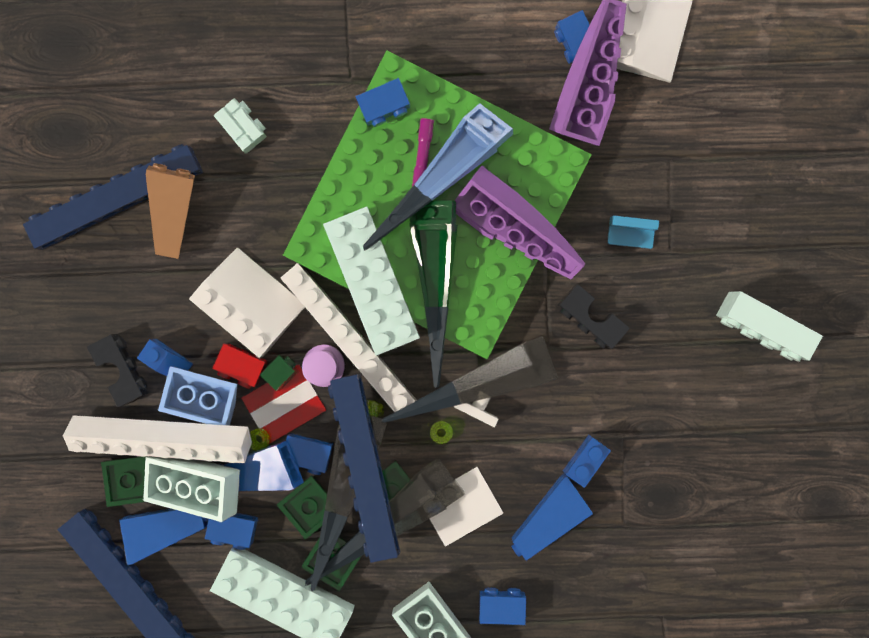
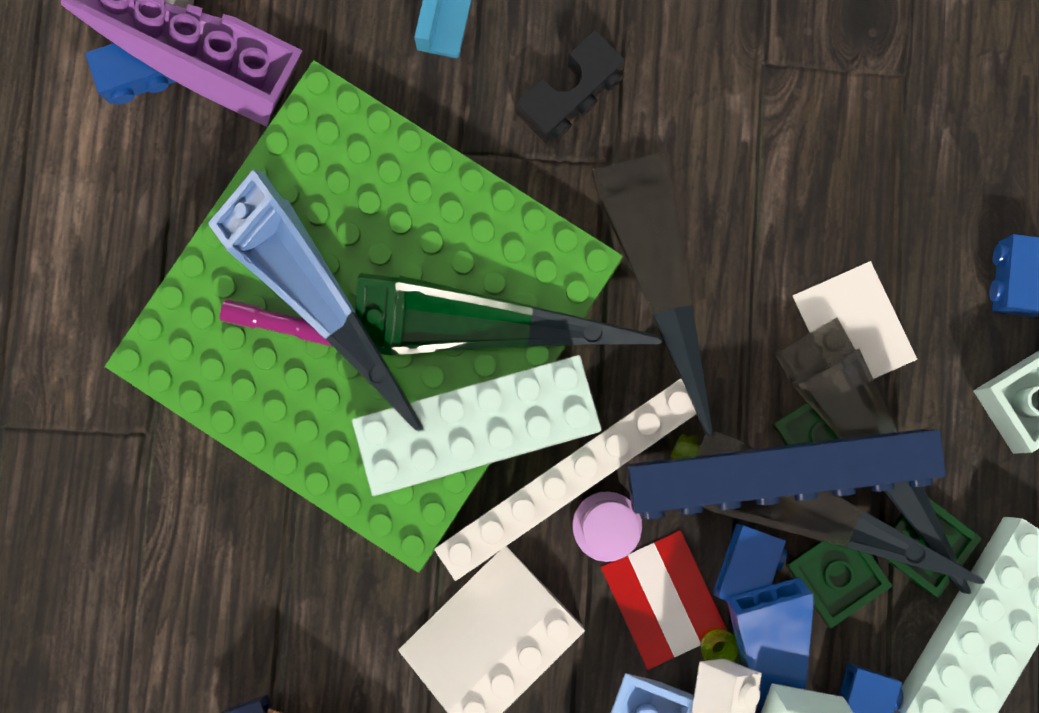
camera: 85 degrees left, 5 degrees down
(239, 365) = (594, 665): red brick -> none
(240, 125) = (197, 622): light aqua brick -> none
(279, 372) = (611, 599): dark green brick -> none
(383, 103) = (186, 377): blue brick -> none
(441, 425) = (725, 353): clear neon green plate -> none
(477, 409) = (704, 283): white tile -> none
(507, 216) = (397, 195): medium lavender wedge -> none
(553, 517) = (886, 184): blue slope -> none
(586, 461) = (798, 119): blue brick -> none

